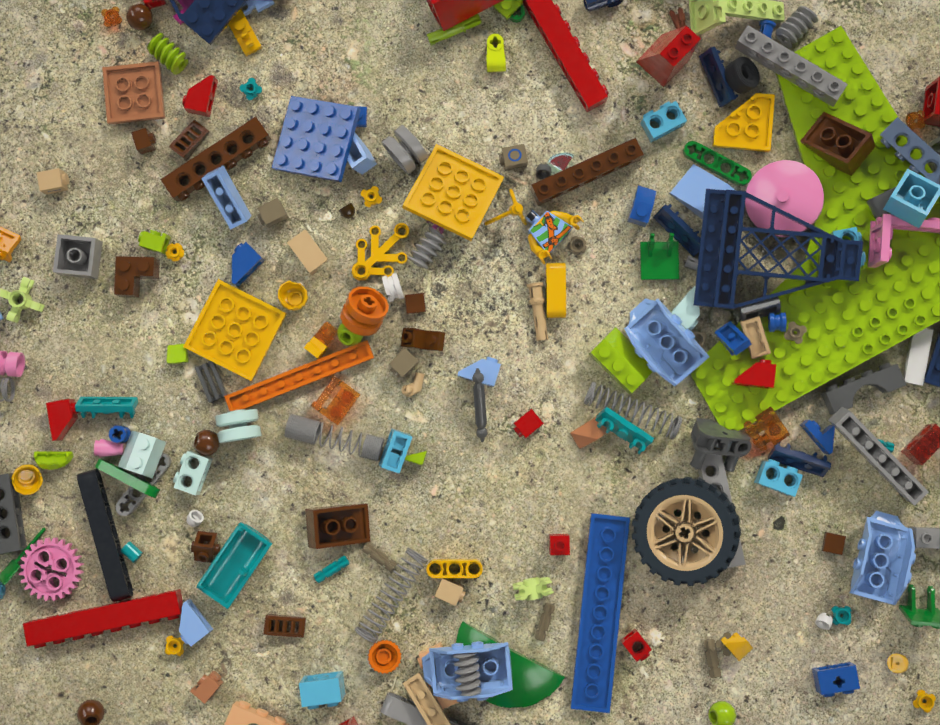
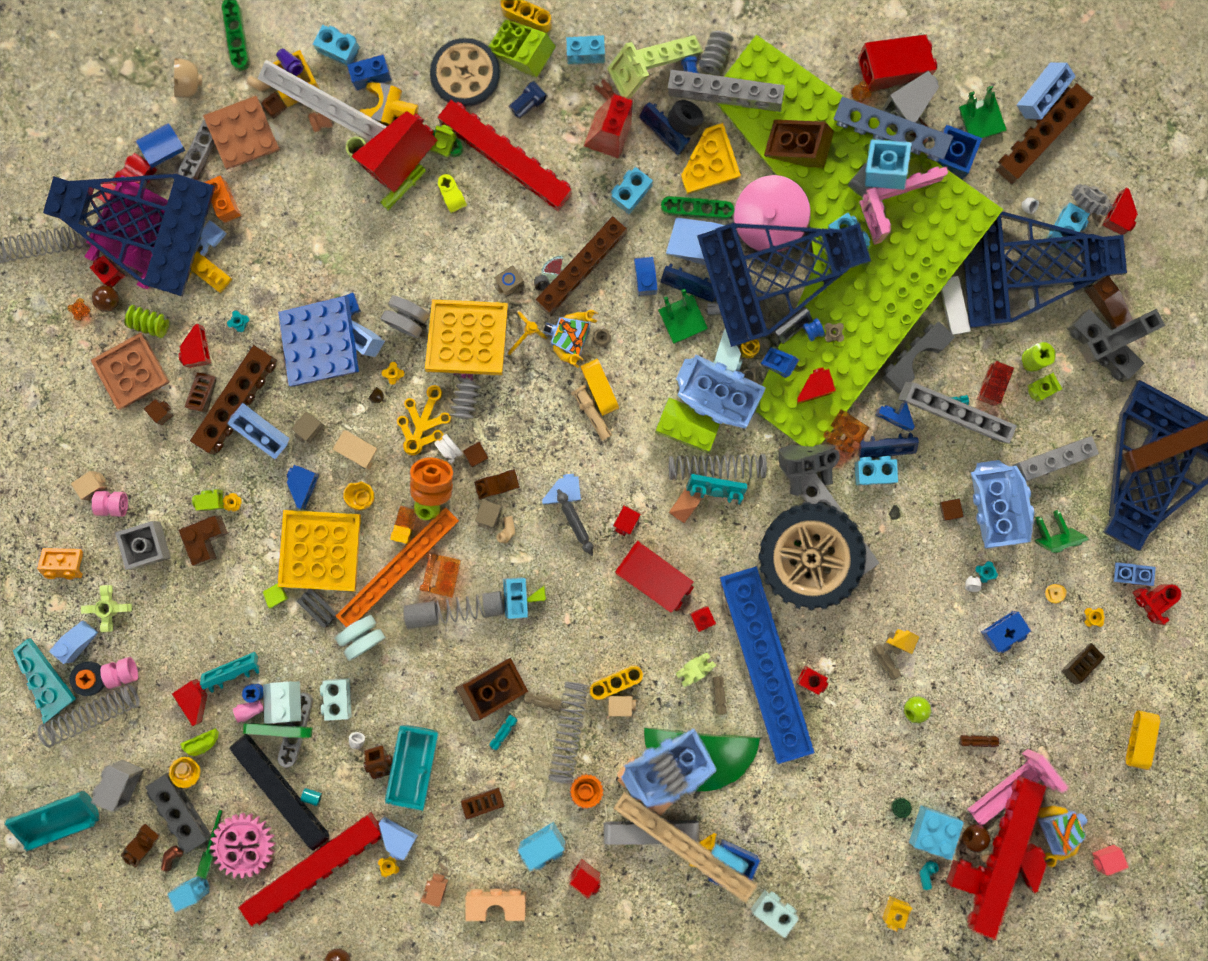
camera: 25 degrees left, 0 degrees up
(60, 204) = (105, 503): none -> bright pink wheel
(206, 442) = (337, 666): reddish brown piece -> none
(531, 487) = (655, 577): none -> red slope
(707, 315) = (749, 349): none -> yellow wheel
(754, 331) = (797, 347): tan plate -> none

